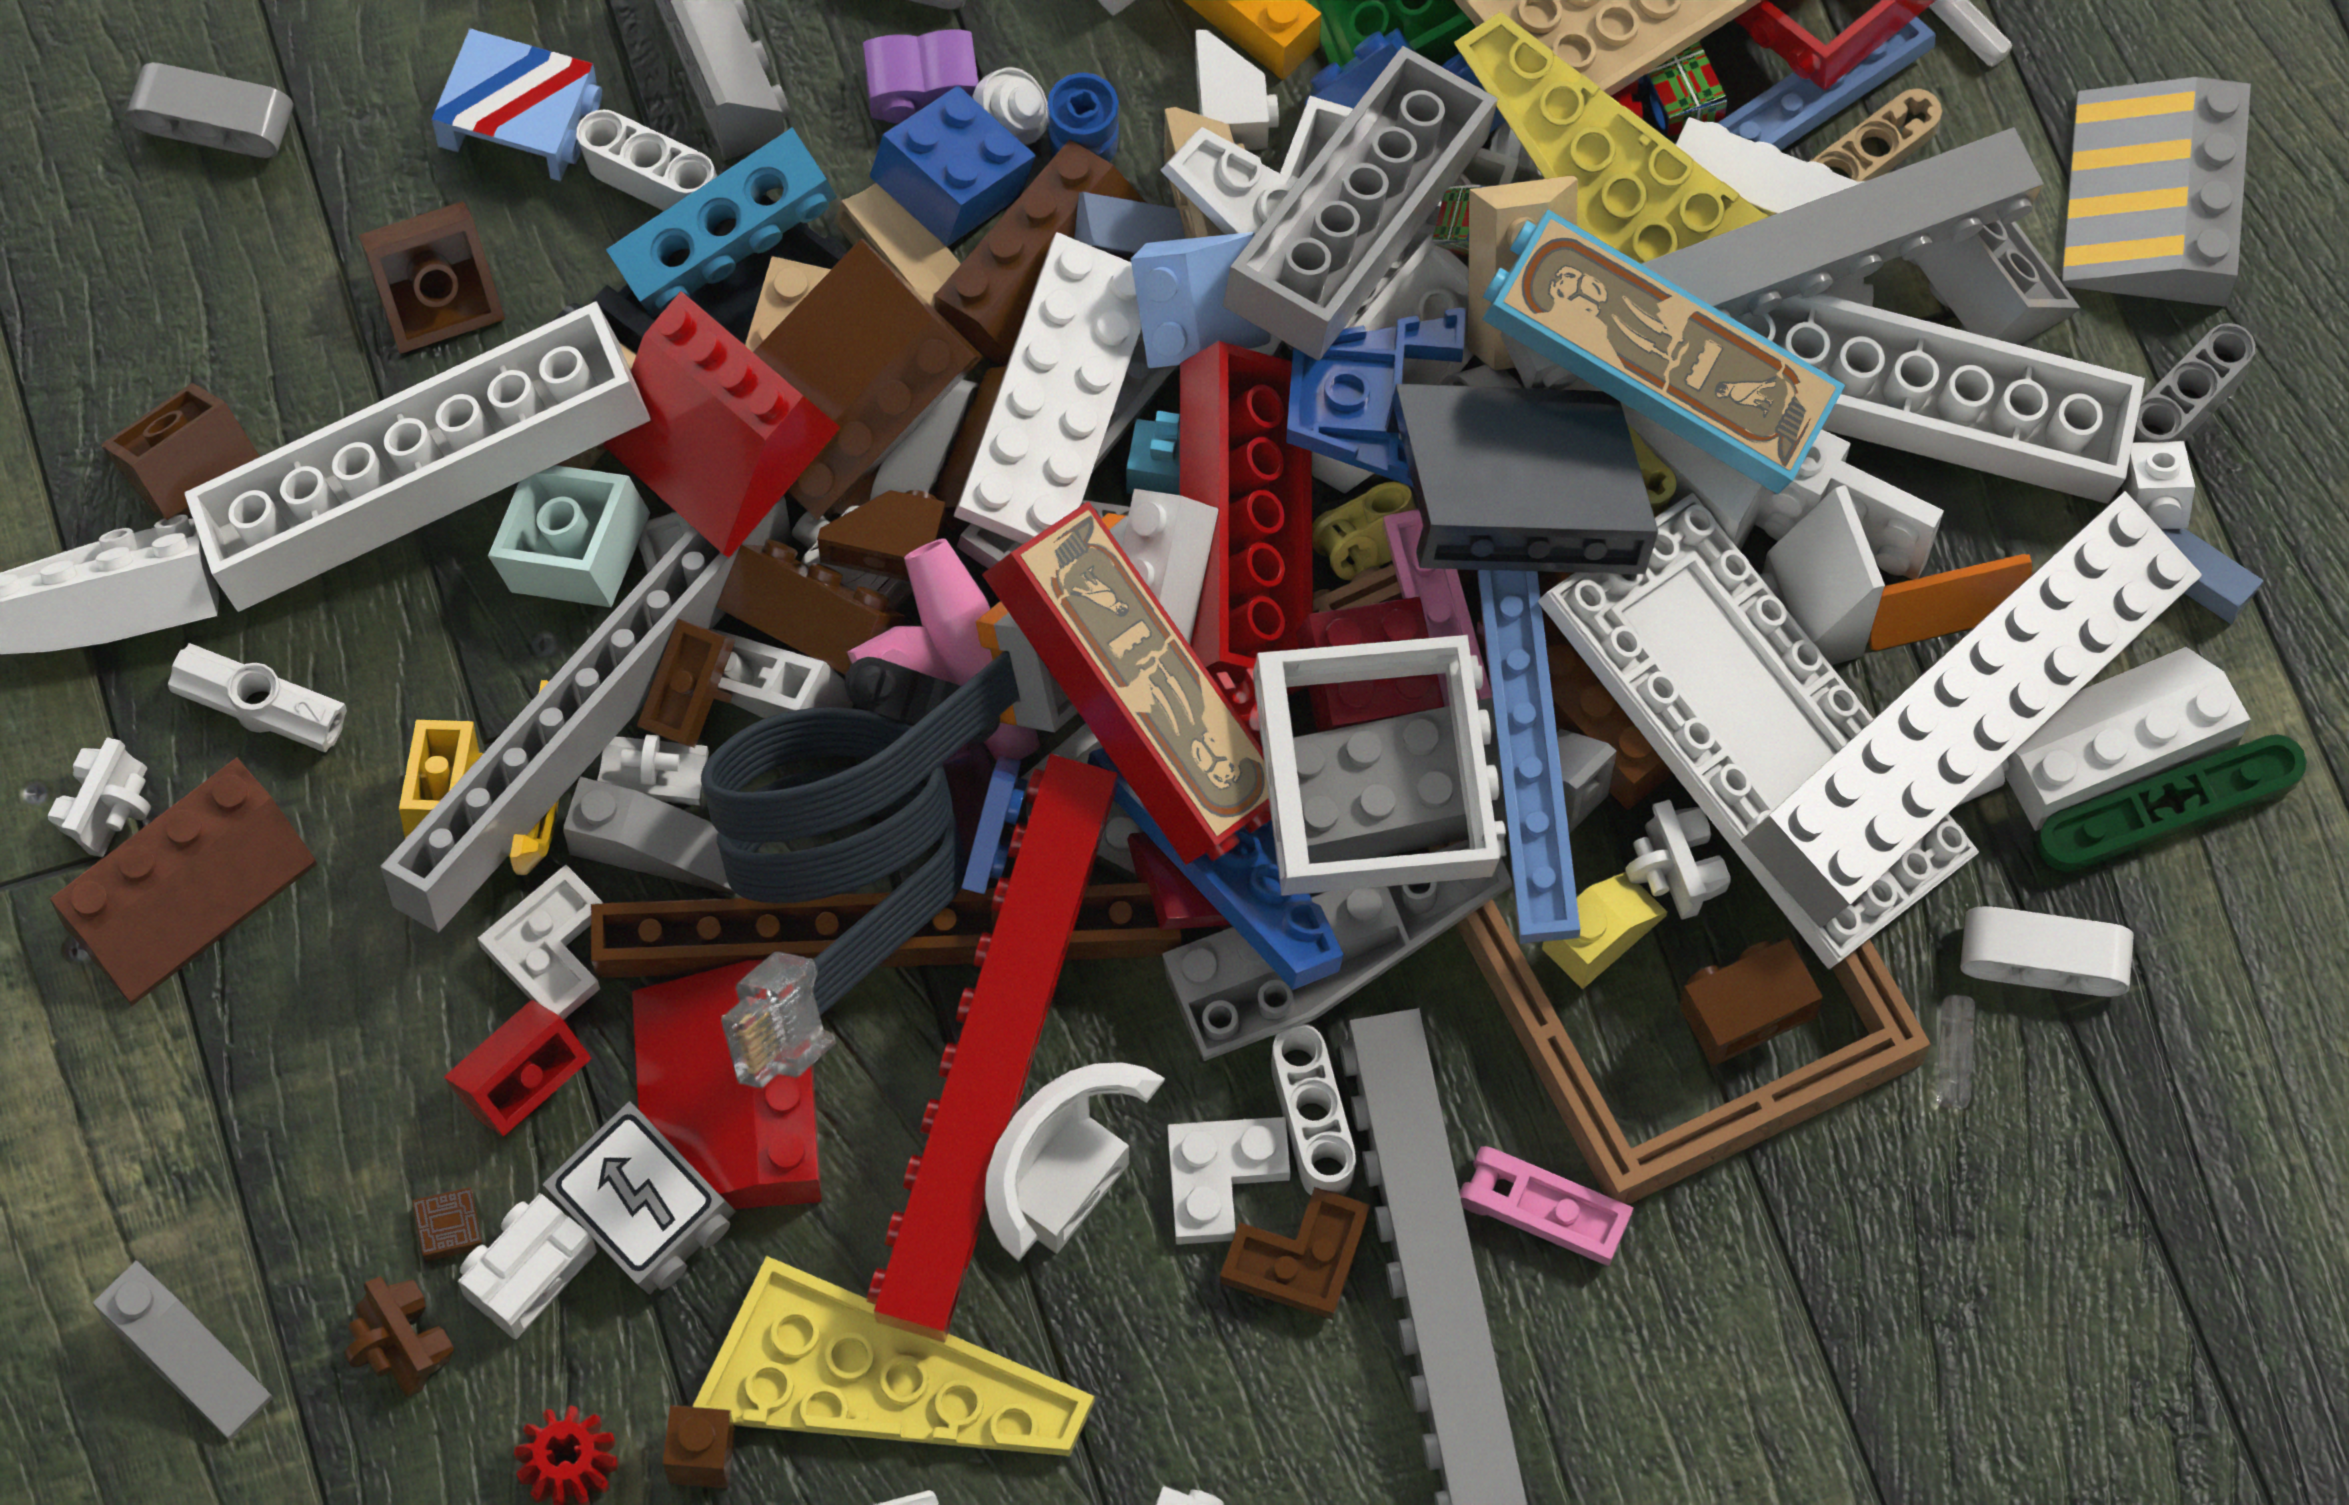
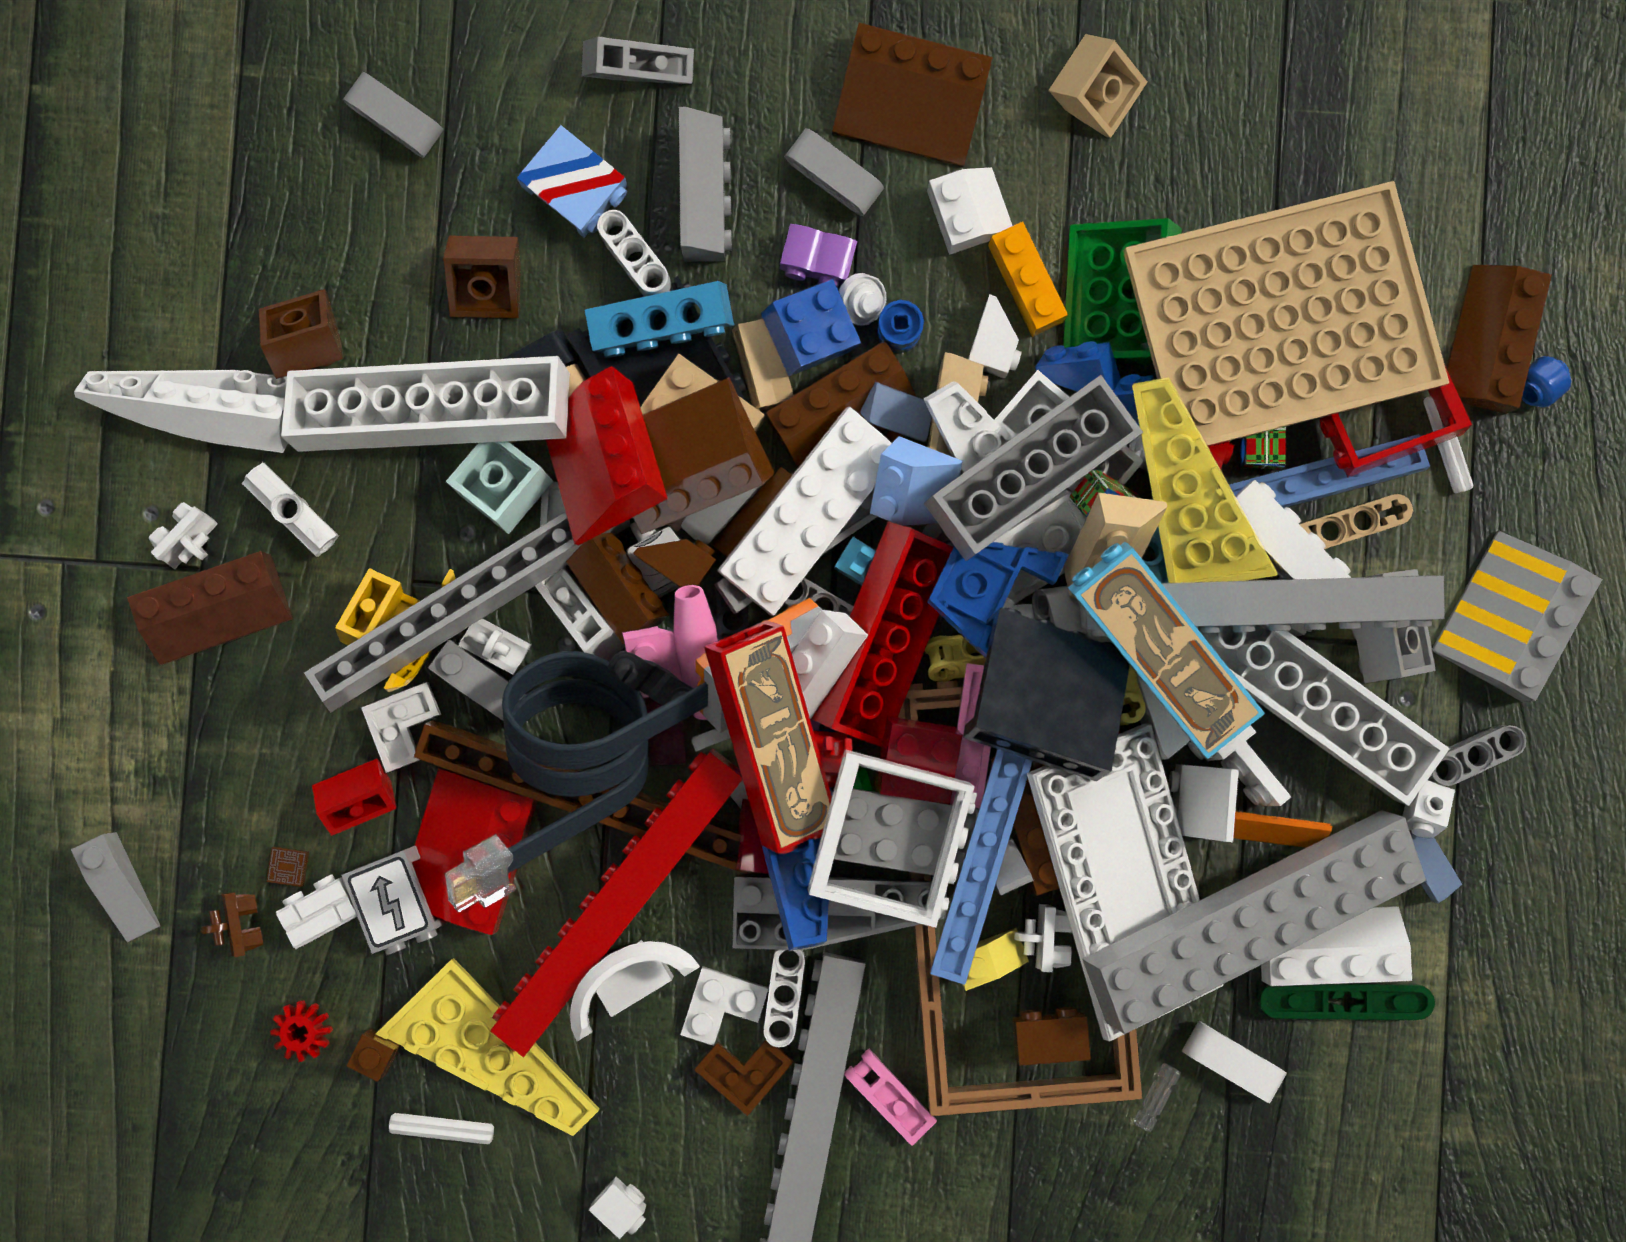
camera: 15 degrees right, 20 degrees up
(687, 683) = (530, 606): reddish brown panel -> none
(990, 843) = (668, 768): blue plate -> none

